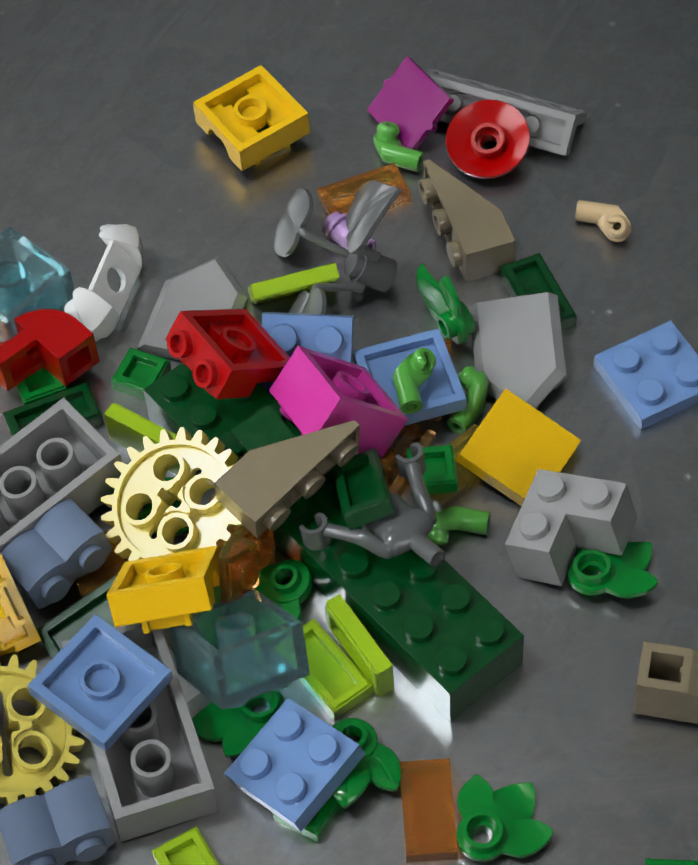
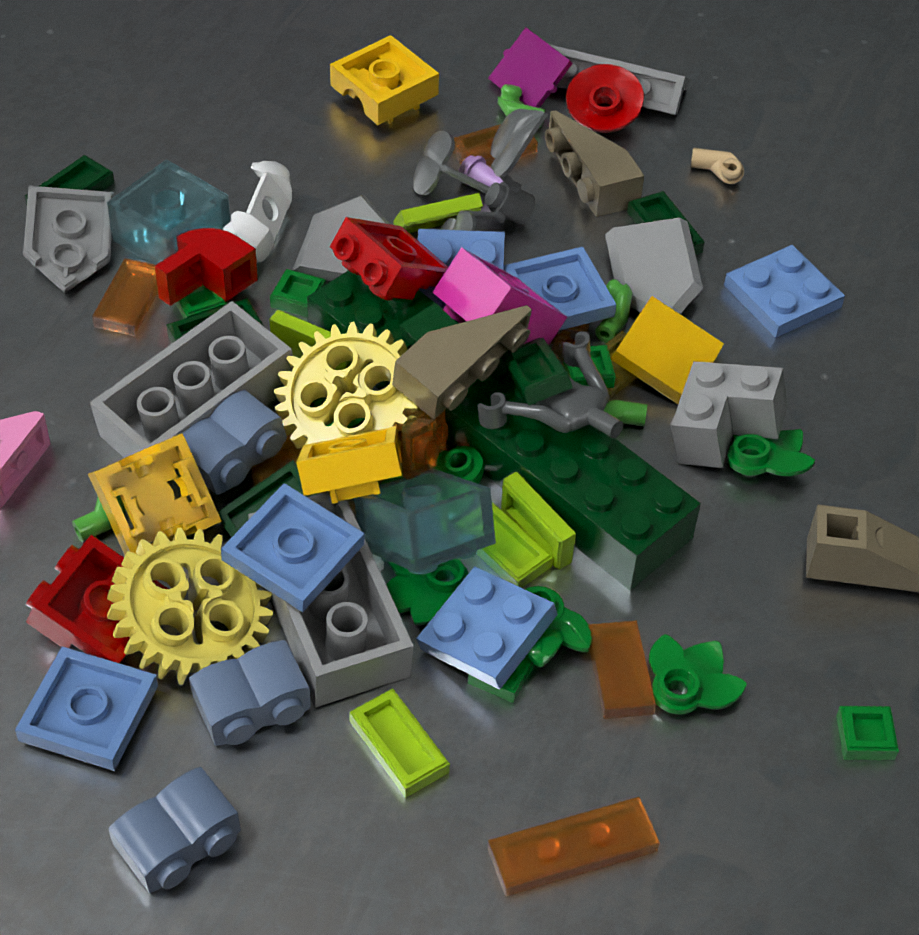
camera: 10 degrees left, 5 degrees down
(409, 378) = (564, 282): bright green arm -> none
(445, 306) = (585, 227): green plate -> none

